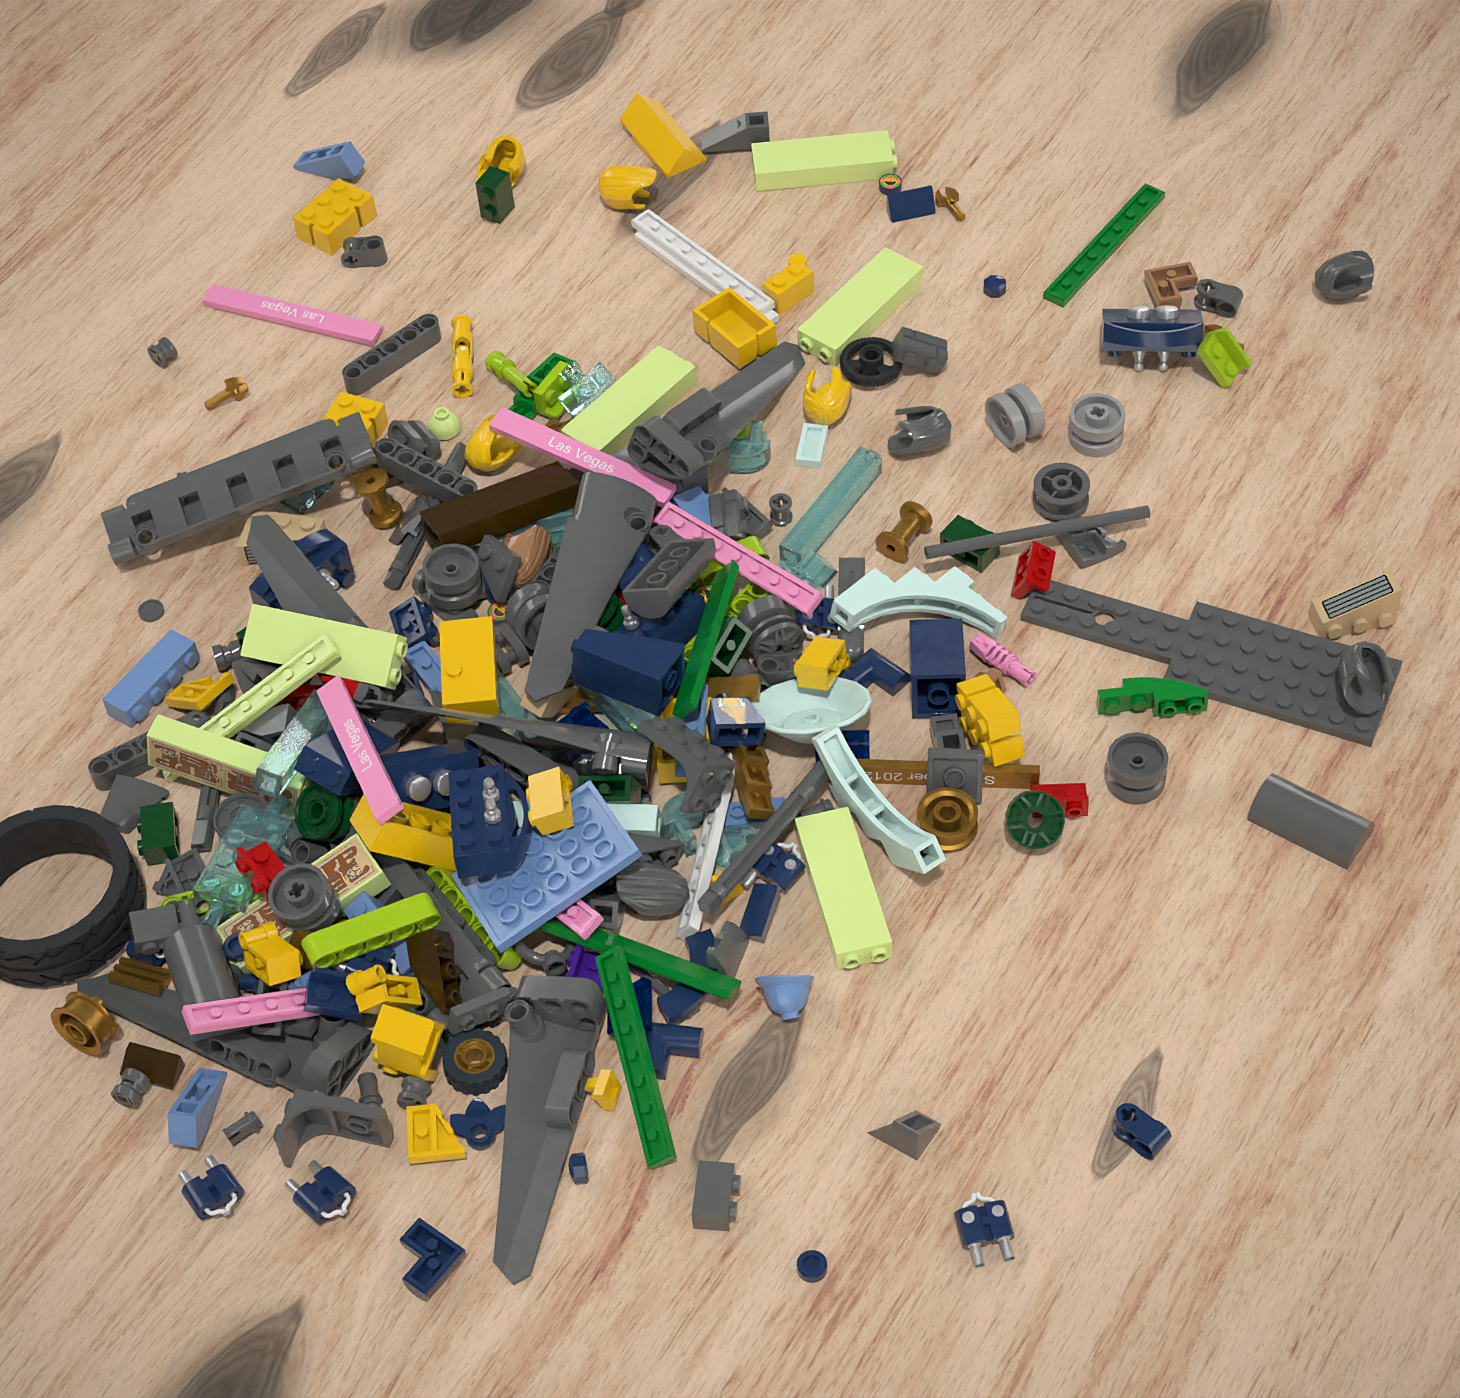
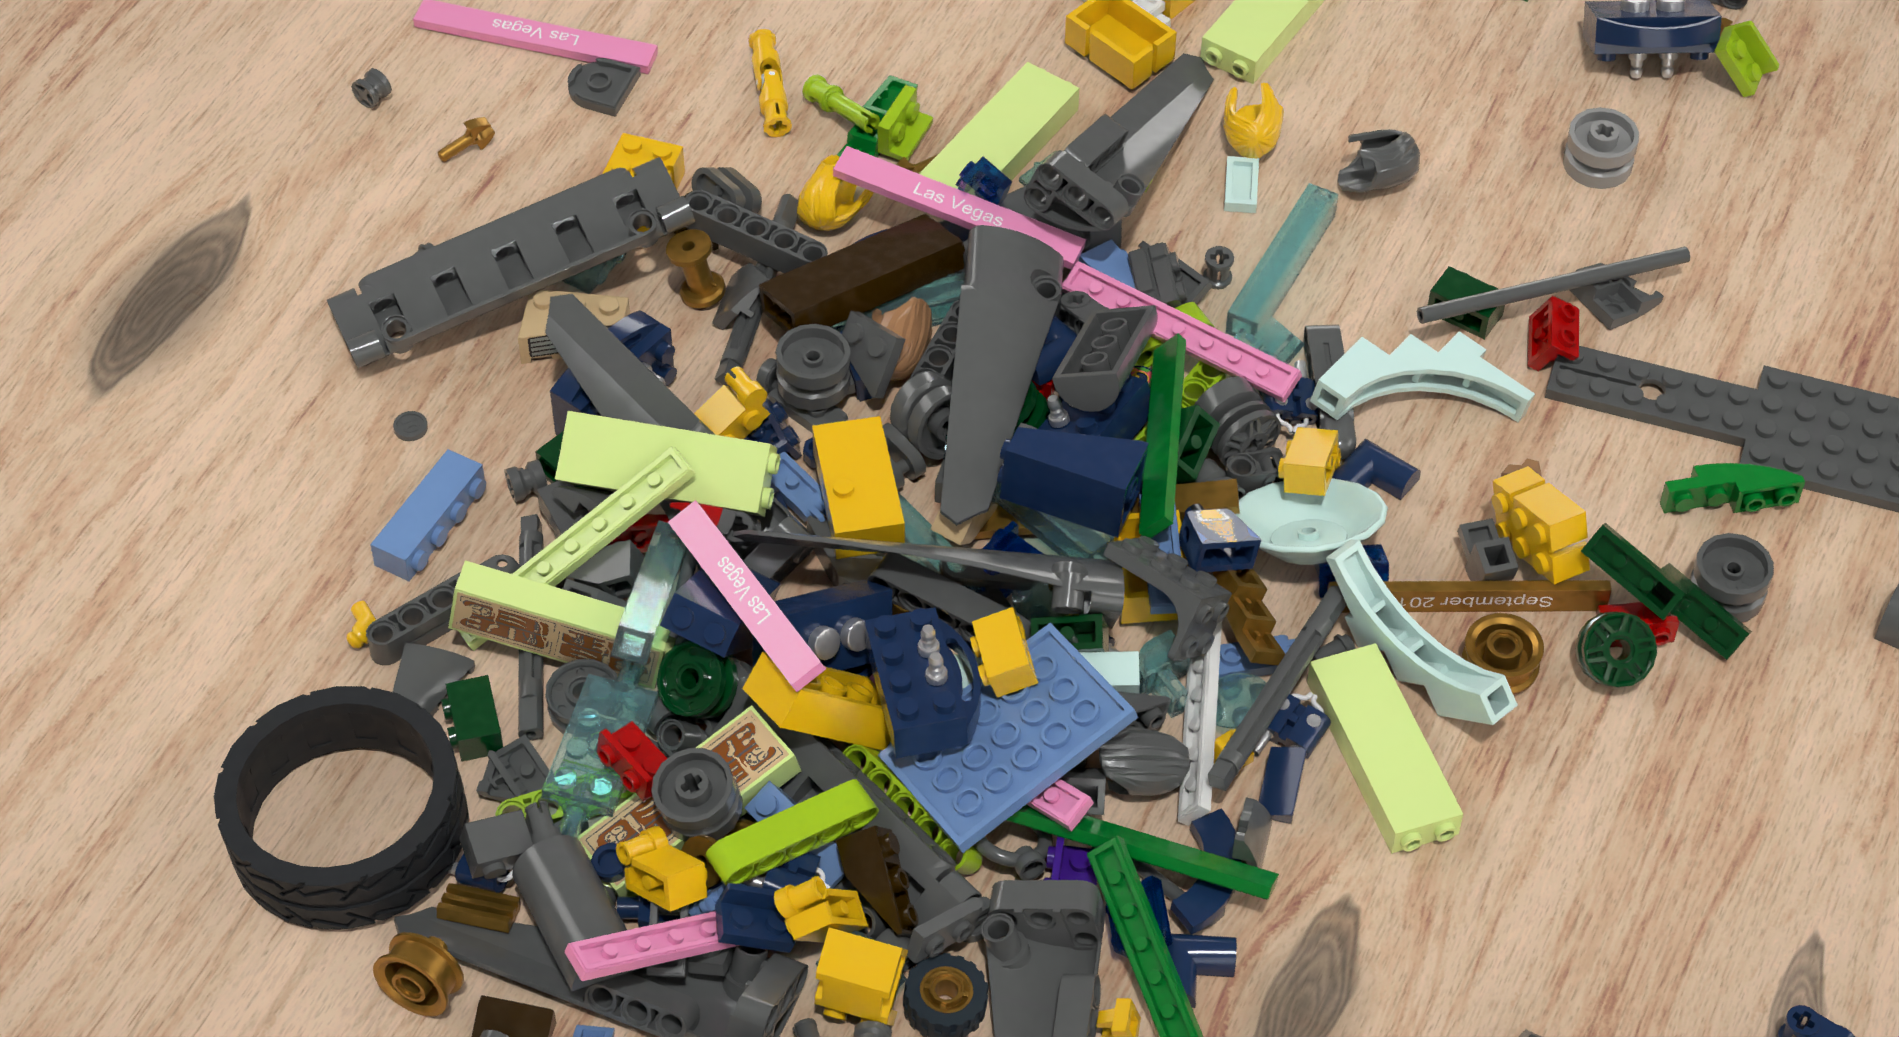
camera: 10 degrees left, 0 degrees up
(91, 751) = (364, 618): none -> yellow arm
(198, 693) = (495, 532): yellow wing -> none
(335, 352) = (602, 85): none -> dark grey tile
(387, 607) = (732, 413): none -> yellow hinge
(391, 354) = (677, 83): dark grey beam -> none
(444, 424) = (761, 170): yellowish green brick -> none
(497, 611) = (876, 407): tile -> none
(584, 387) = (940, 118): clear light blue brick -> none
(600, 432) = (985, 180): none -> clear blue bracket
(751, 454) = (1166, 197): clear light blue brick -> none
(785, 993) = (1336, 887): medium blue hat -> none
(870, 362) = (1299, 83): black wheel -> none
(913, 519) = (1391, 274): pearl gold piece -> none
(920, 350) = (1362, 59): dark grey brick -> none
(936, 666) = (1454, 460): dark blue slope -> none
(956, 769) = (1505, 589): dark grey tile -> none
(1001, 659) = (1526, 443): bright pink hinge -> none
(1014, 415) = (1498, 138): light grey wheel -> none
(1061, 491) = (1571, 232): dark grey wheel -> none
(1079, 775) = (1666, 591): none -> dark green bracket

